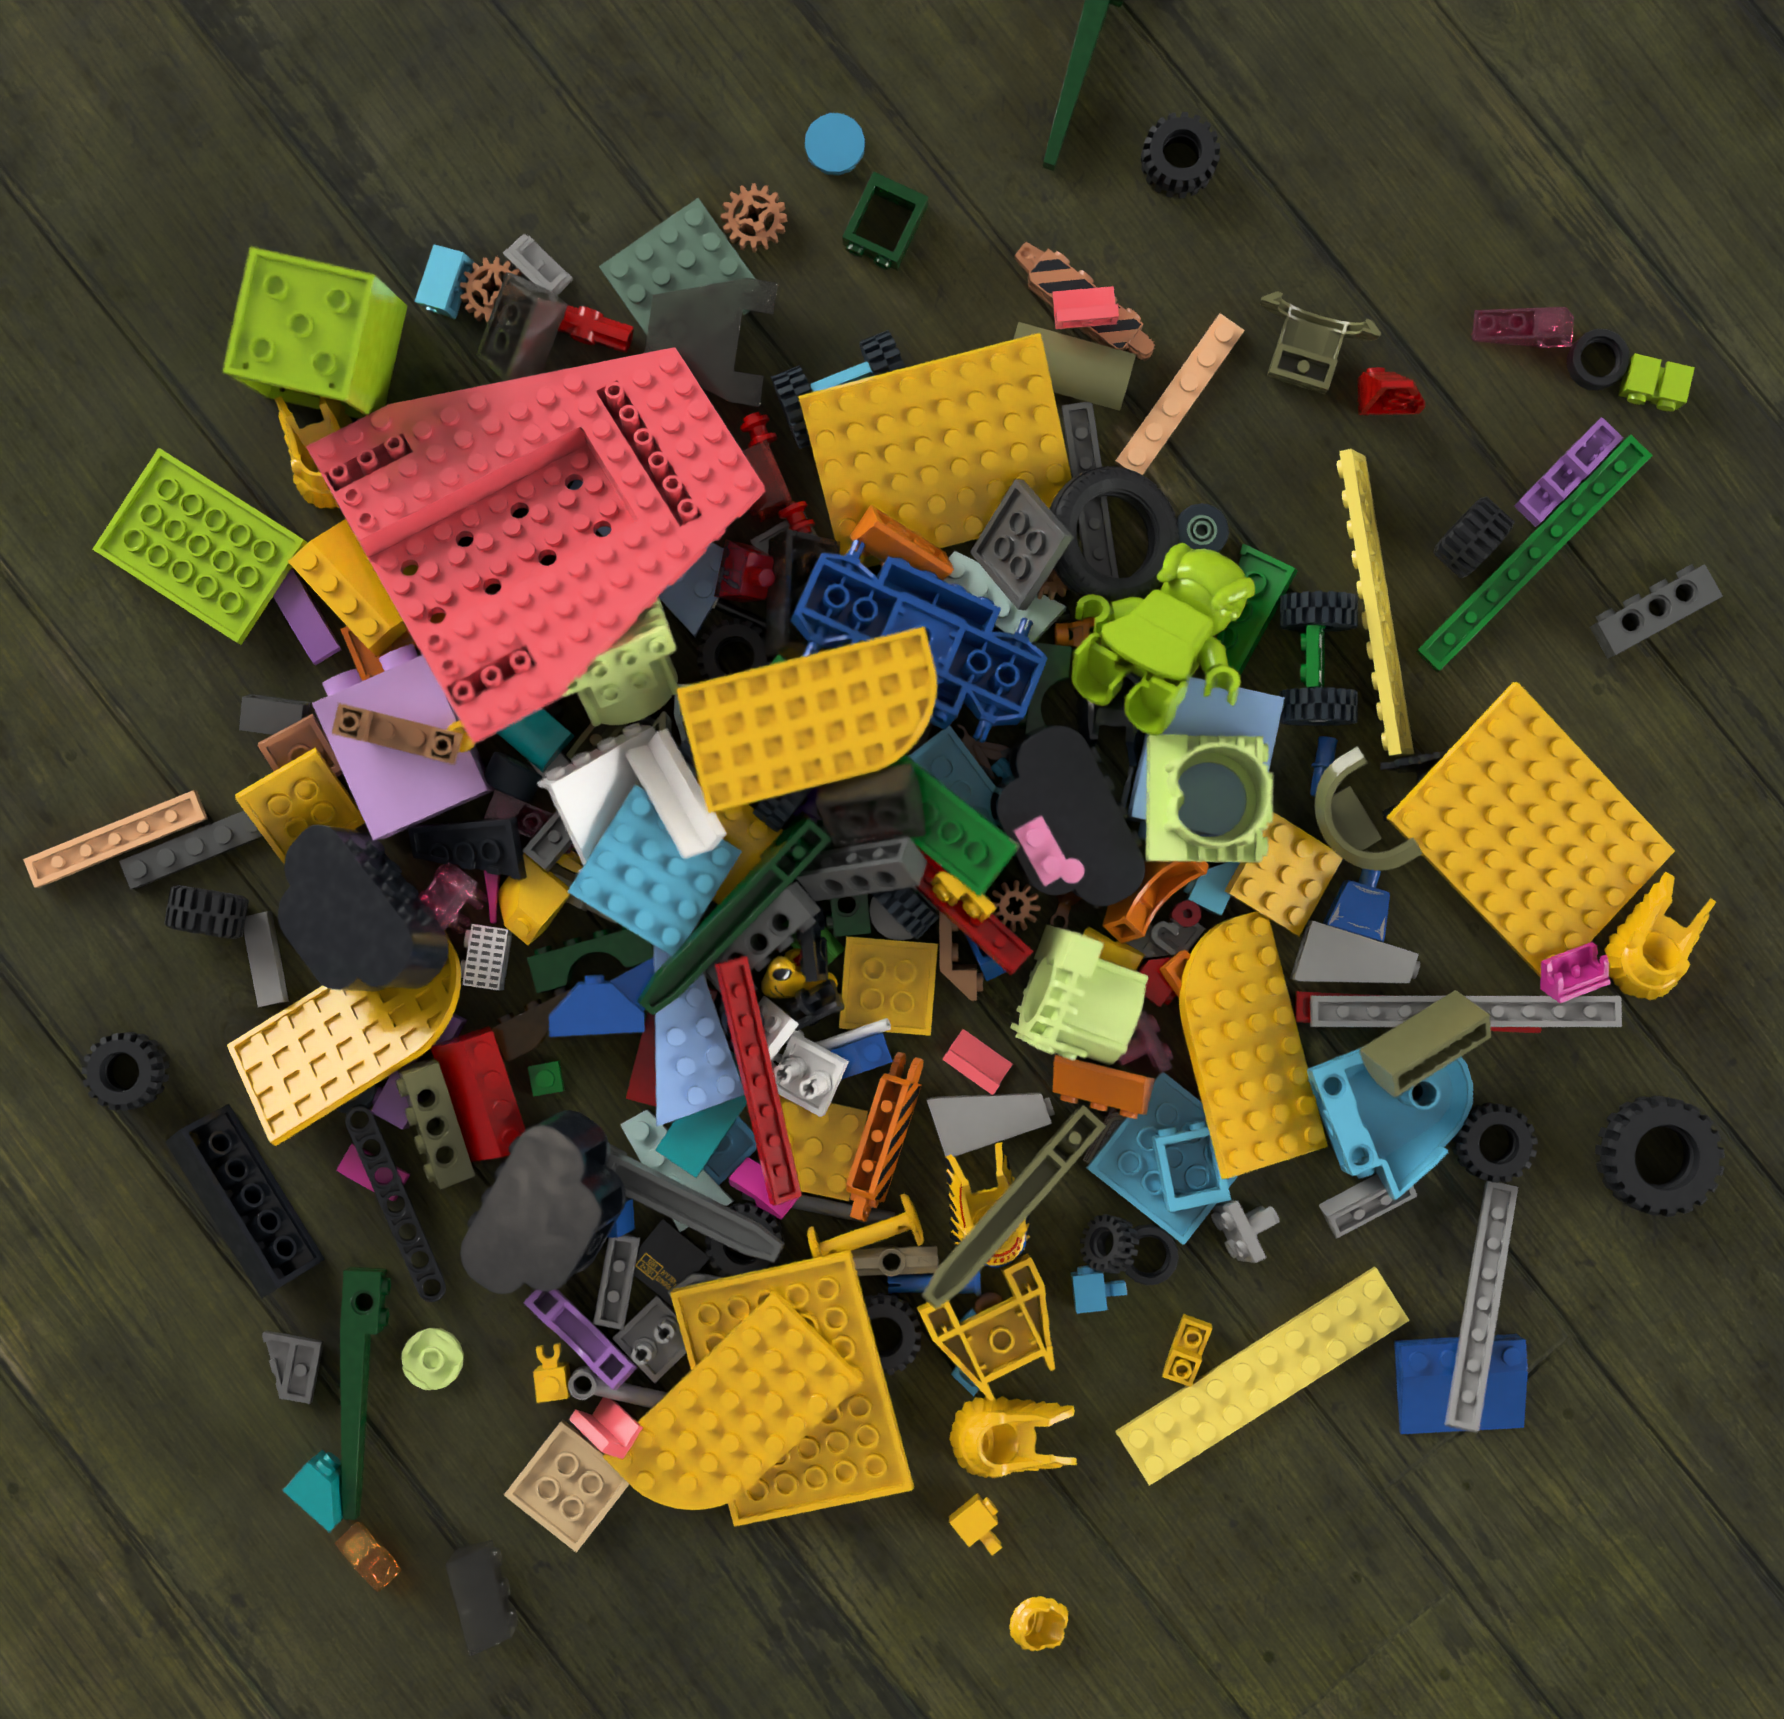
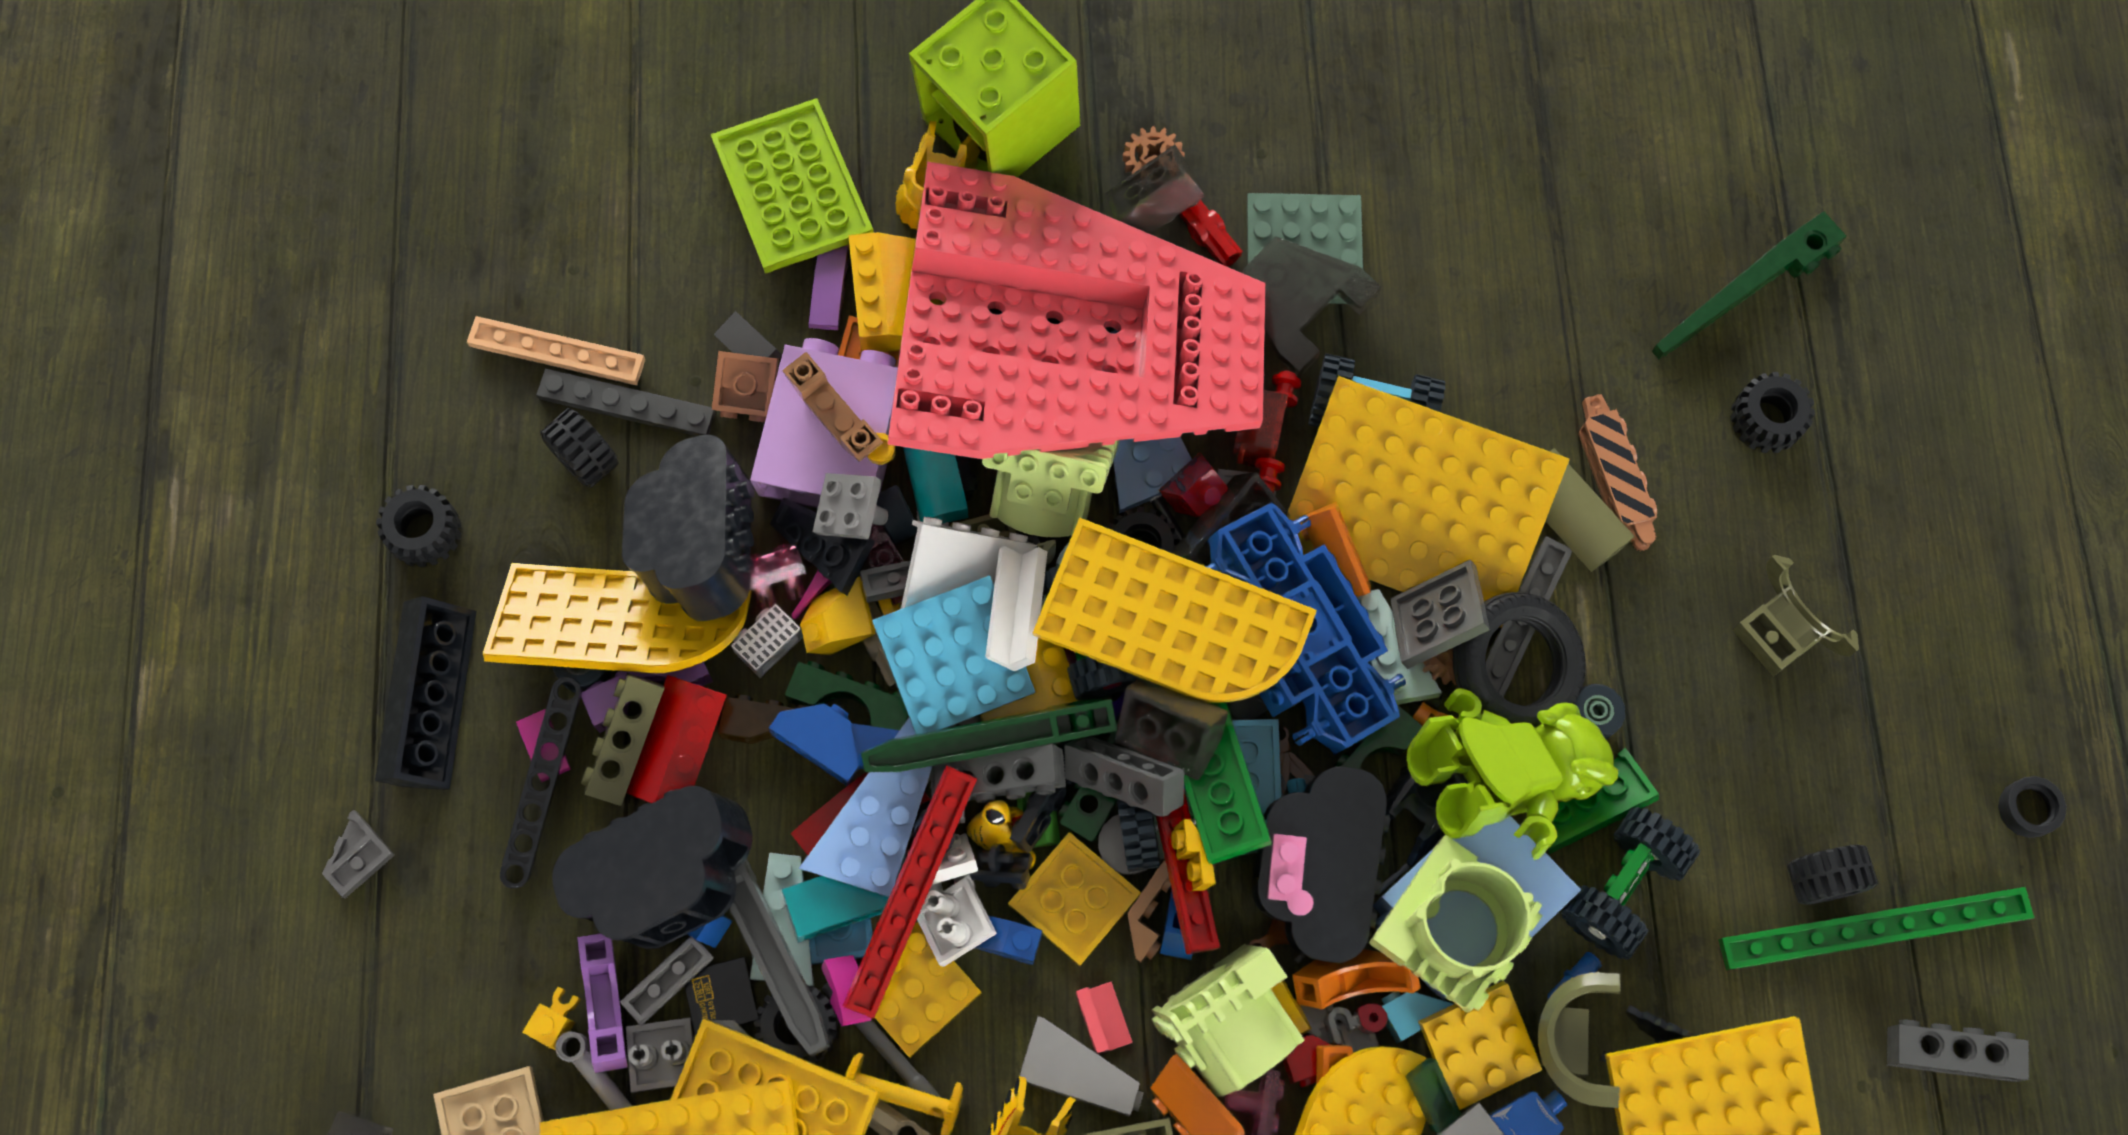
camera: 25 degrees right, 15 degrees down
(265, 959) = (594, 520): light grey slope -> none
(296, 799) = (718, 409): yellow plate -> none
(319, 1489) = (292, 973): teal slope -> none
(355, 1343) = (412, 880): dark green piece -> none
(367, 1557) = (282, 1063): clear orange slope -> none
(432, 1358) = (468, 935): yellowish green tile -> none
(442, 279) = (1119, 123): medium azure hinge -> none
(474, 806) = (849, 506): none -> light grey plate
(537, 265) = (1201, 159): light grey hinge -> none
(546, 1078) = (739, 772): green plate -> none
(608, 1427) = (563, 1102): coral panel -> none
(743, 222) = (1385, 246): nougat gear -> none
(834, 143) = (1496, 227): dark azure tile -> none
(855, 1034) = (1025, 919): white piece -> none
(883, 1136) = (978, 1021): orange hinge -> none
(896, 194) = (1520, 293): dark green window -> none
(1024, 910) = (1237, 915): nougat gear -> none
(1085, 307) = (1616, 472): coral panel -> none
(1180, 395) = (1651, 595): light nougat plate -> none
(1273, 939) = (1433, 1095): none -> clear green tile
(1377, 613) = (1707, 879): light yellow plate -> none
(1387, 394) = (1832, 710): red wedge -> none
(1525, 326) = (1984, 738): clear pink slope -> none
(1568, 472) = (1949, 881): medium lavender slope -> none
(1659, 385) = (2085, 871): lime piece -> none

